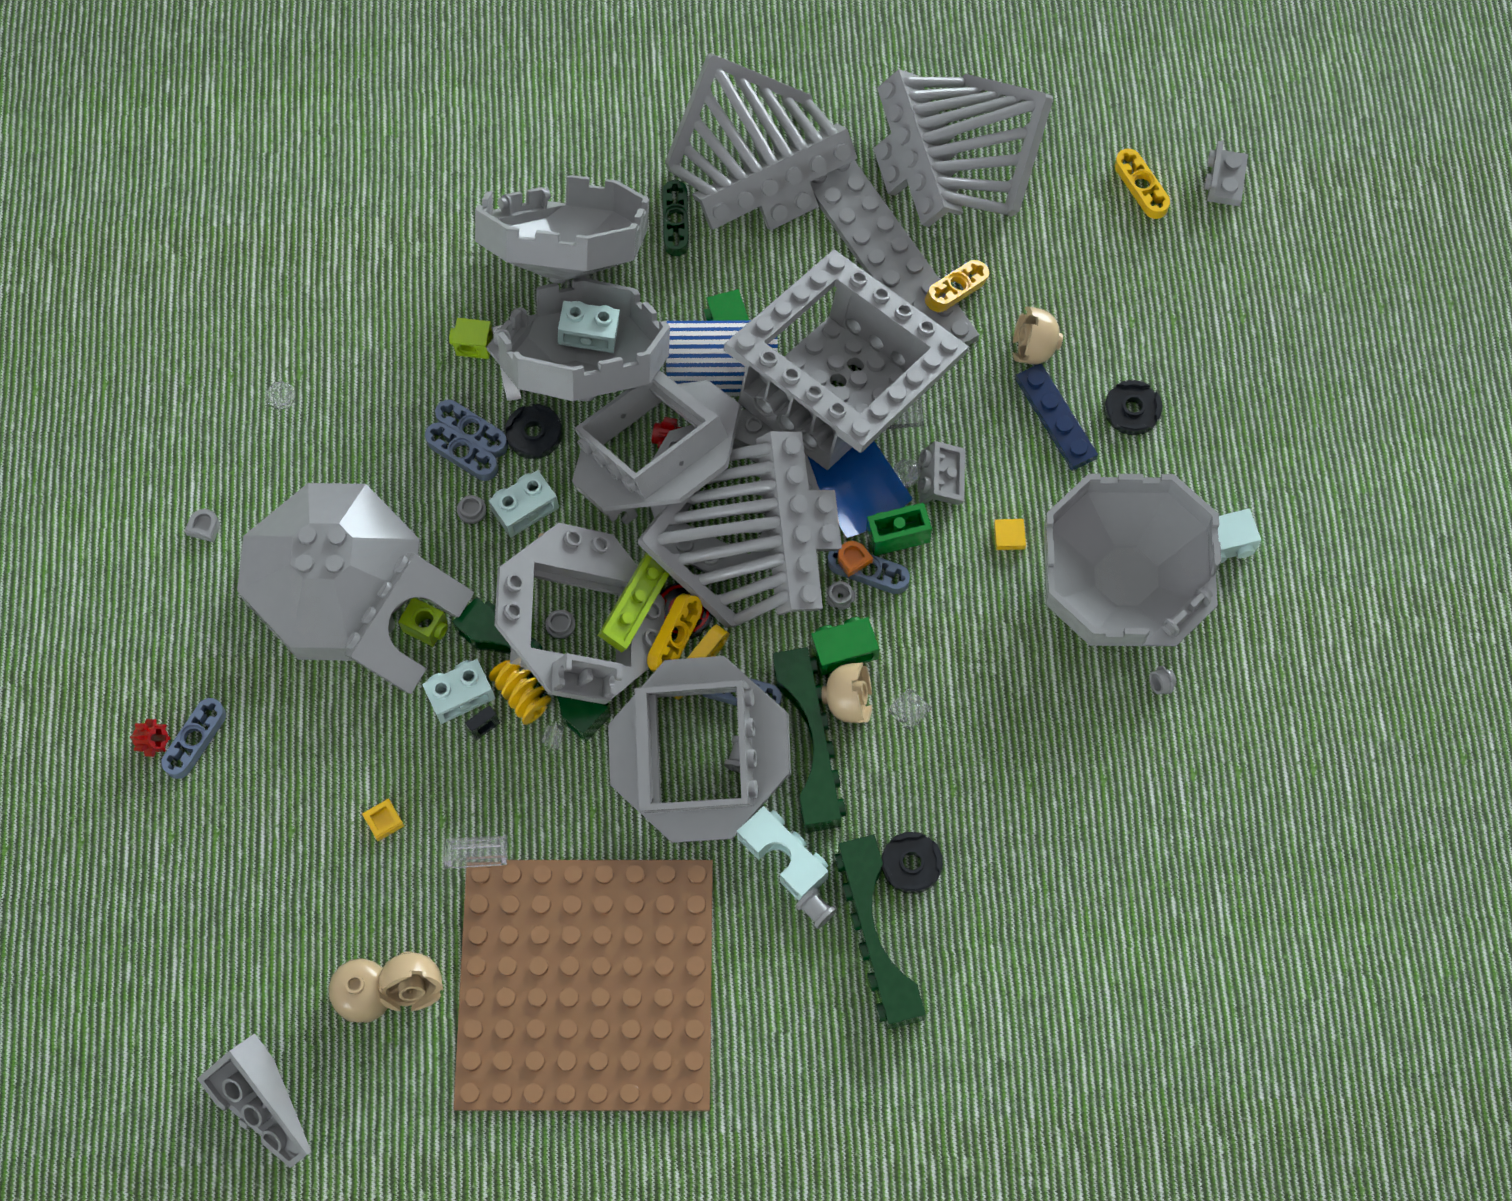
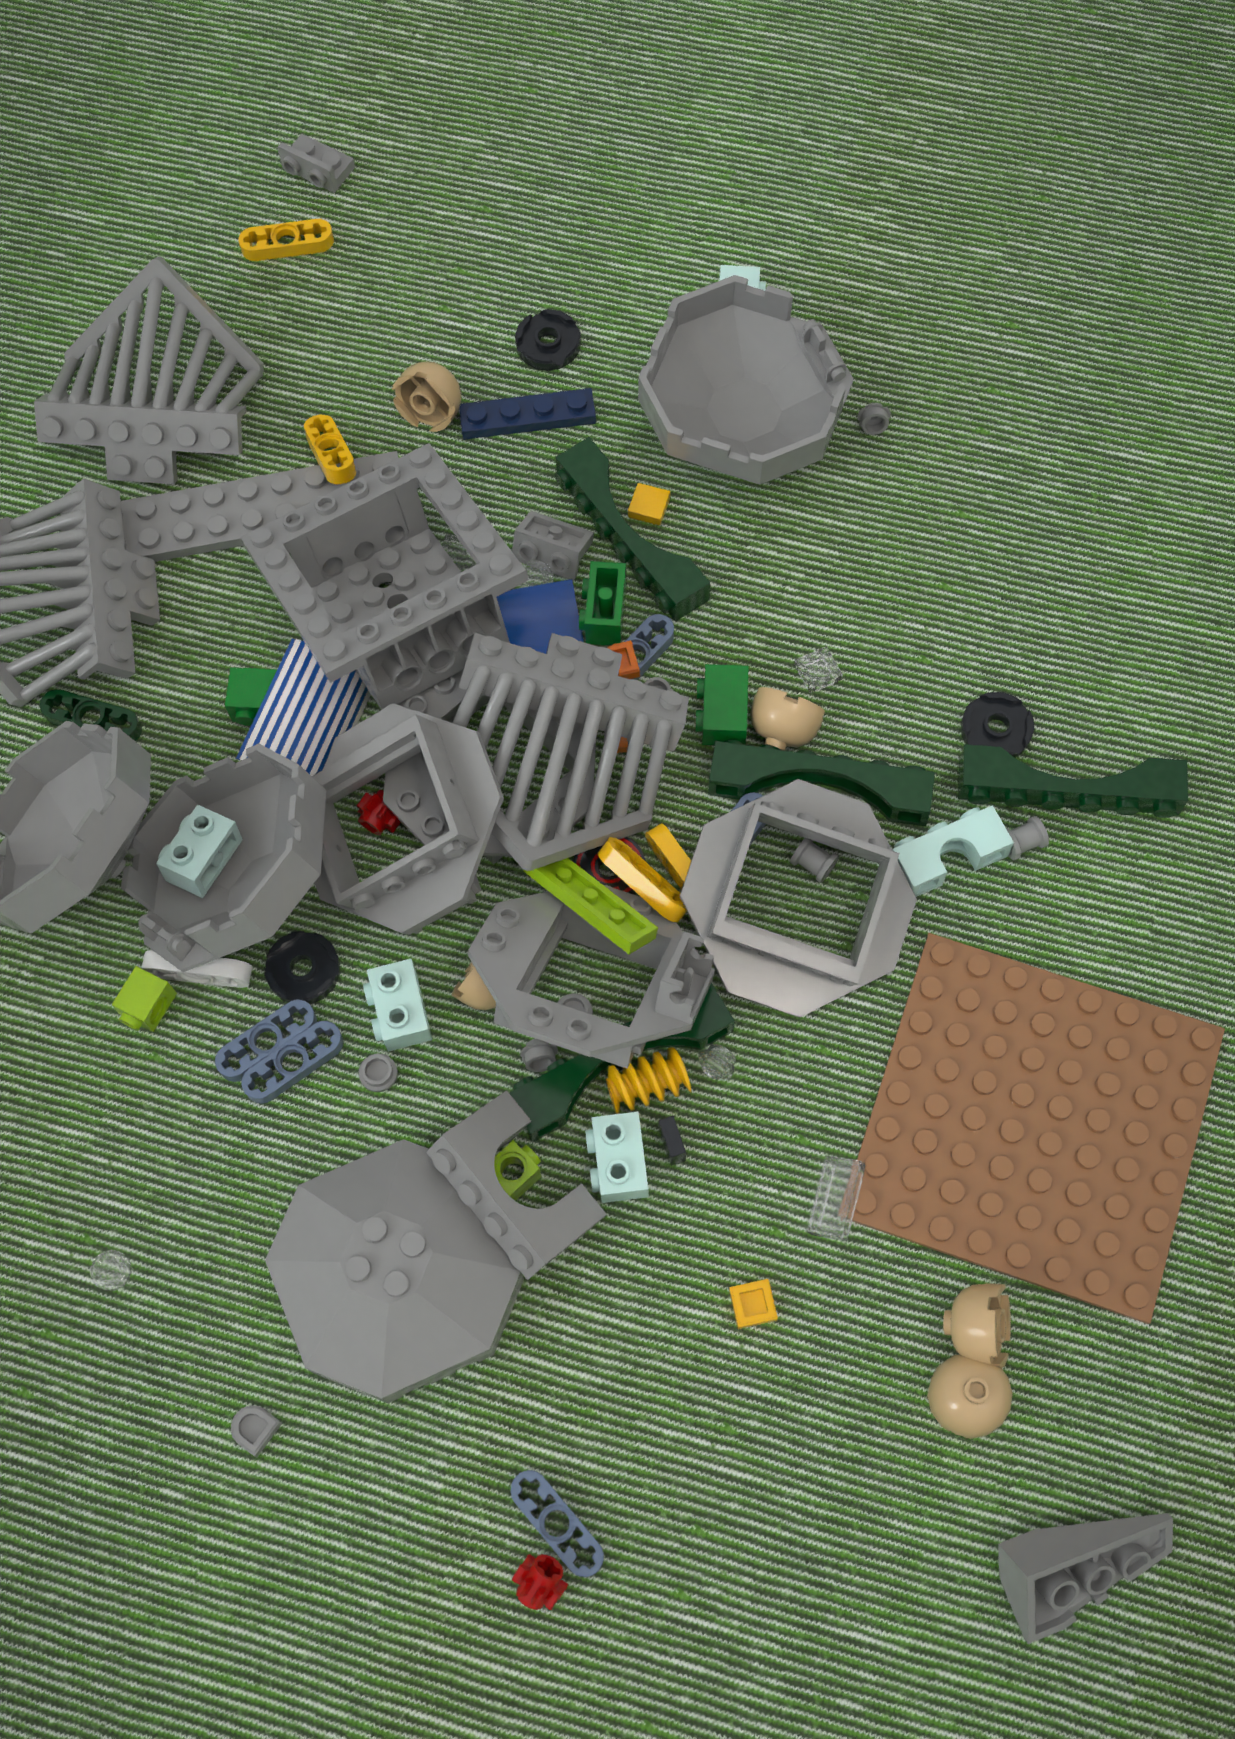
camera: 70 degrees left, 0 degrees up
(1009, 483) = (671, 578): none -> dark green arch

